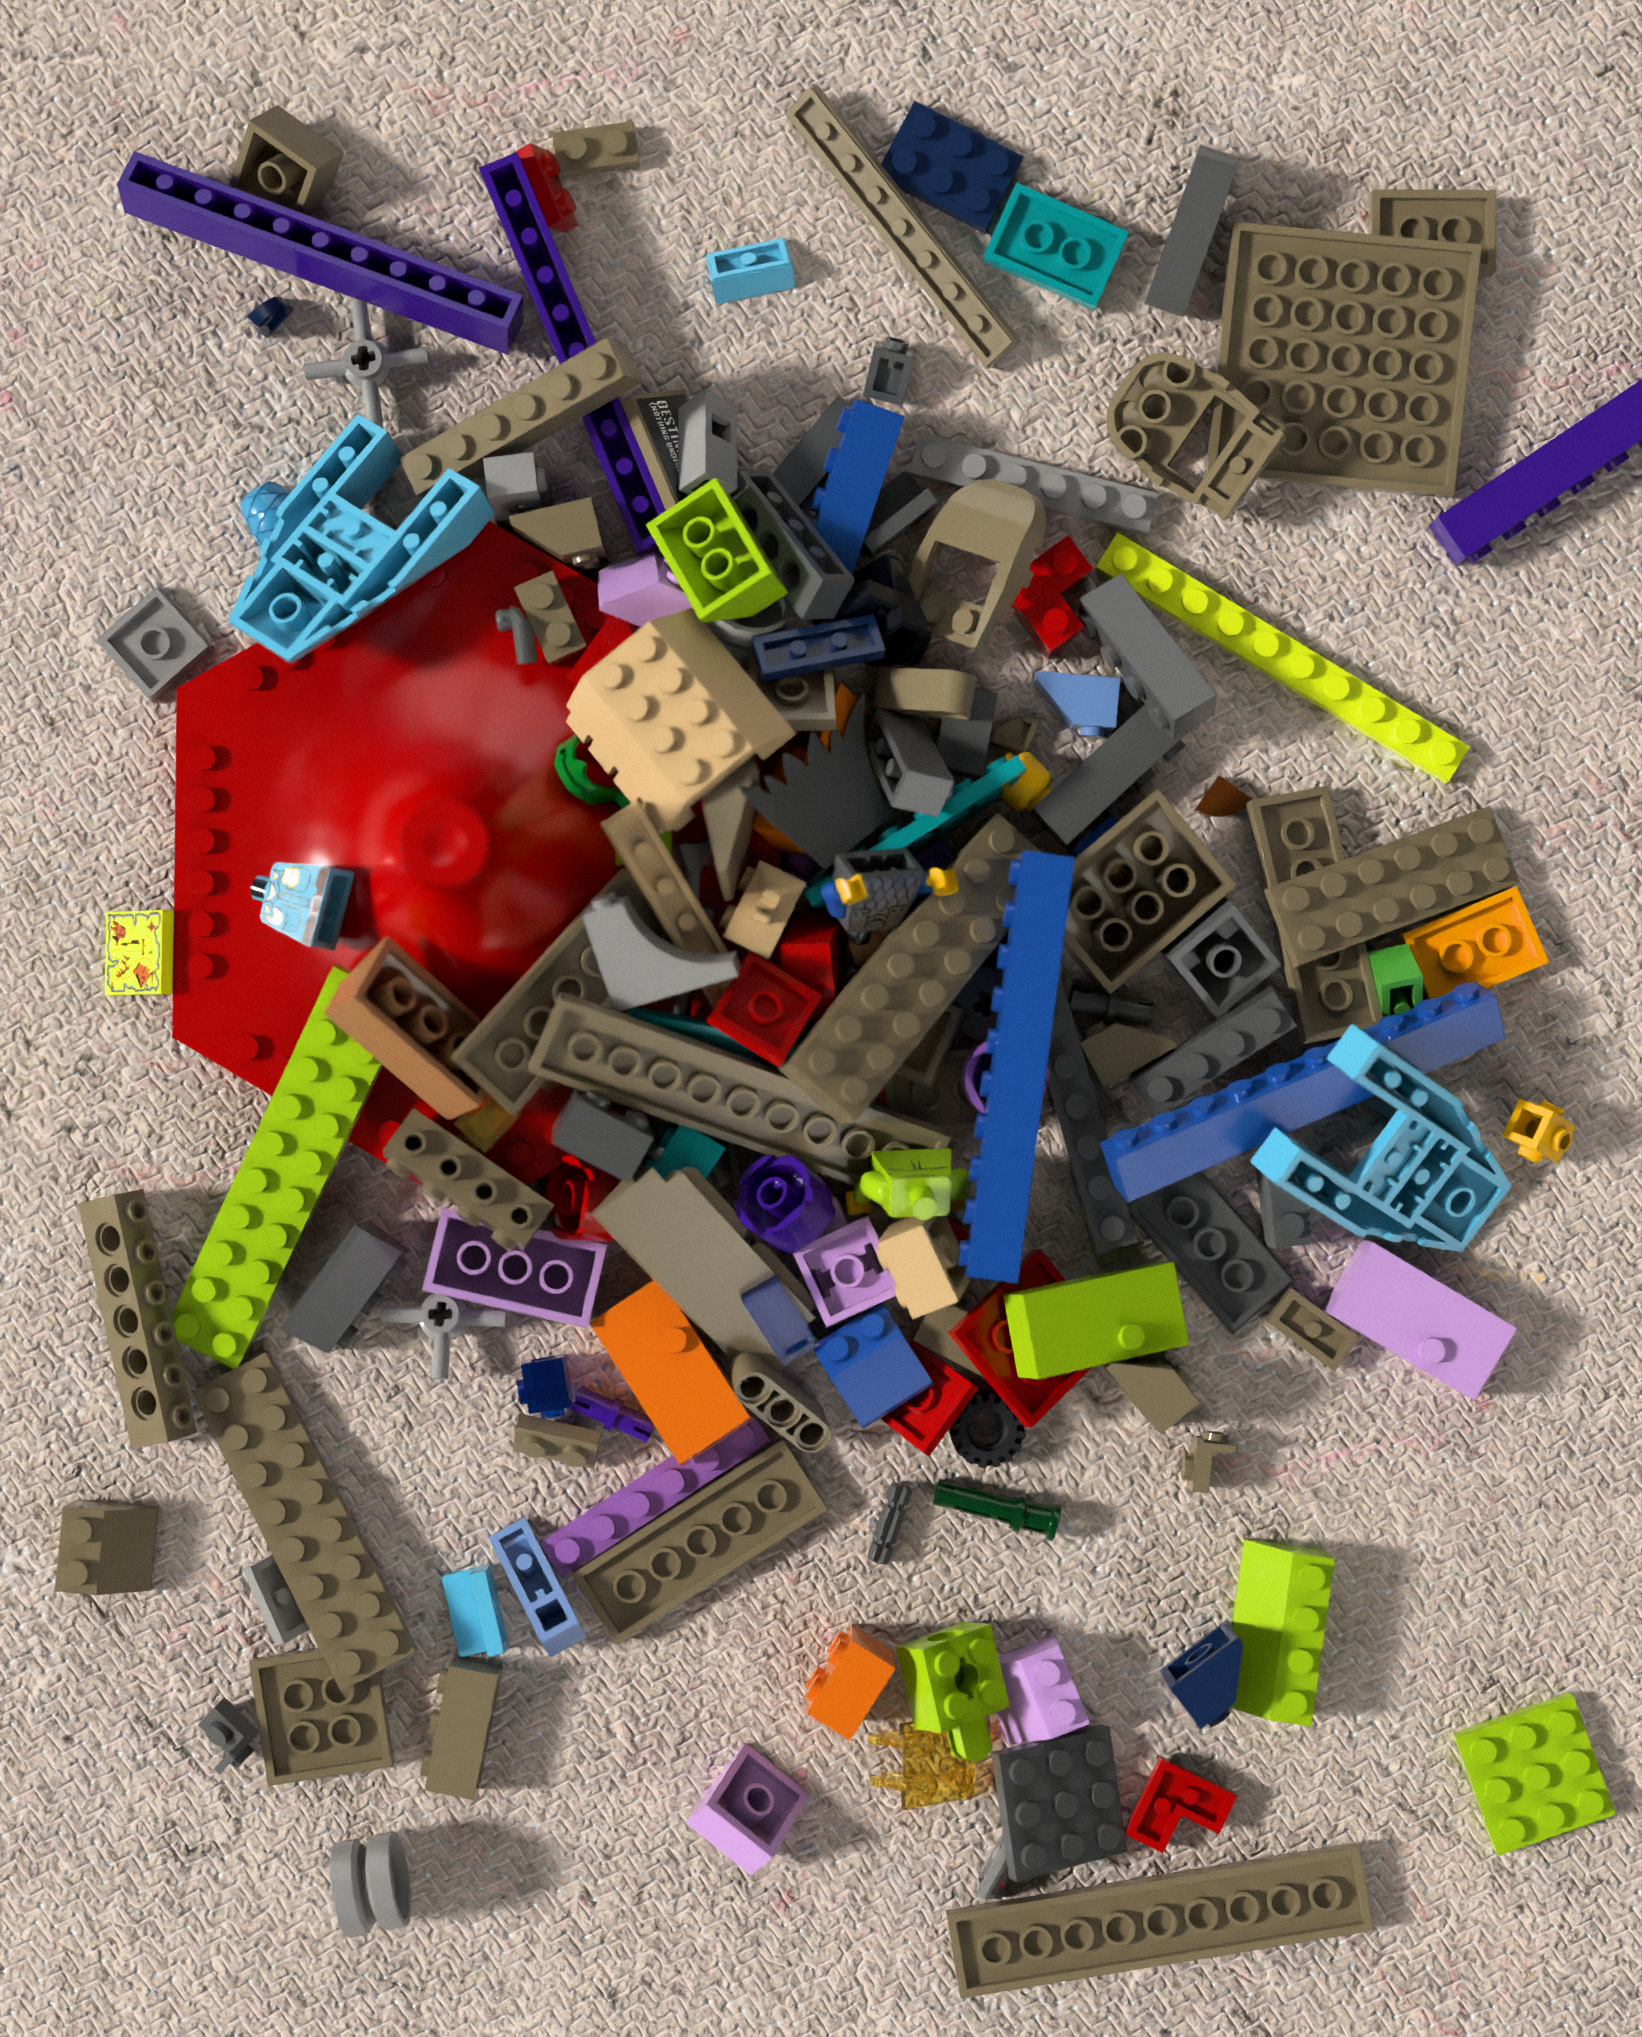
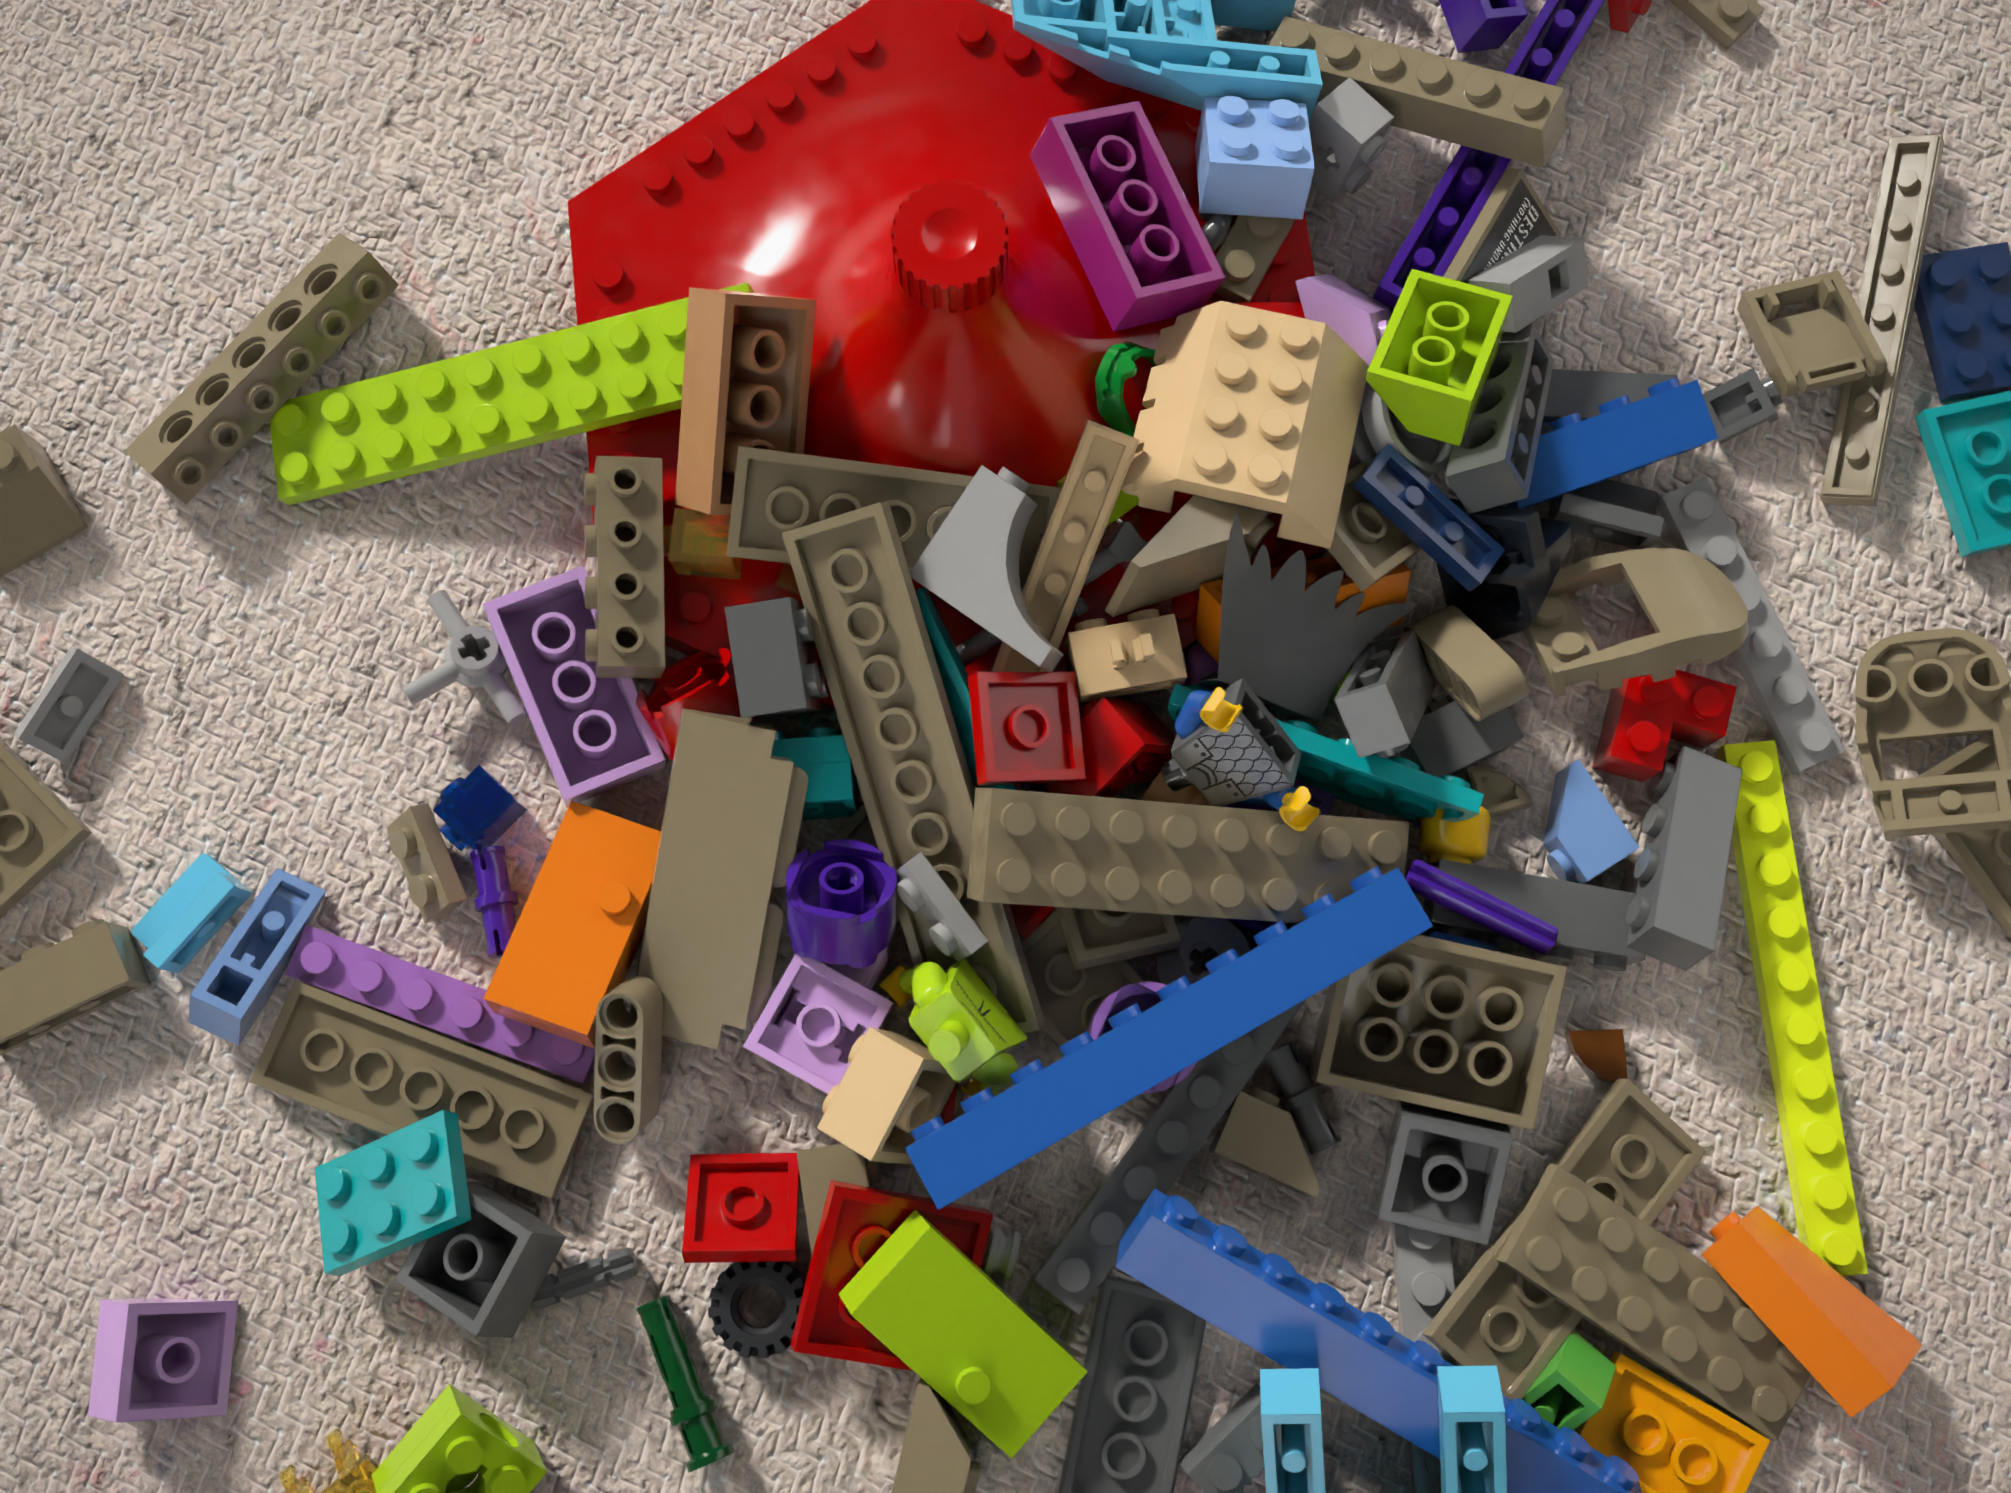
camera: 45 degrees right, 10 degrees down
(139, 952) = (629, 121): neon yellow tile -> none
(304, 901) = (793, 213): medium azure torso -> none
(304, 1521) = (163, 676): dark tan plate -> none
(346, 1288) = (435, 538): dark grey slope -> none
(472, 686) = (1126, 215): none -> magenta brick
(493, 569) = (1253, 157): none -> light blue brick
(566, 533) = (1343, 214): dark tan slope -> none
(750, 270) = (1719, 214): medium azure slope -> none
(754, 1603) = (392, 1193): none -> teal plate
(779, 1320) = (715, 992): clear blue tile -> none
(834, 1576) = (486, 1267): none -> dark grey brick
(850, 1681) = (375, 1364): orange brick -> none
(851, 1146) = (950, 924): none -> light grey plate
(872, 1365) = (738, 1128): blue slope -> none
(887, 291) = (1813, 346): none -> dark tan container
(1066, 1259) = (1003, 1253): none -> light grey bush
(1081, 808) = (1481, 907): none -> dark purple axle
(1212, 1051) = (1343, 1241): dark grey brick -> none
(1462, 801) = (1812, 1309): none -> orange slope

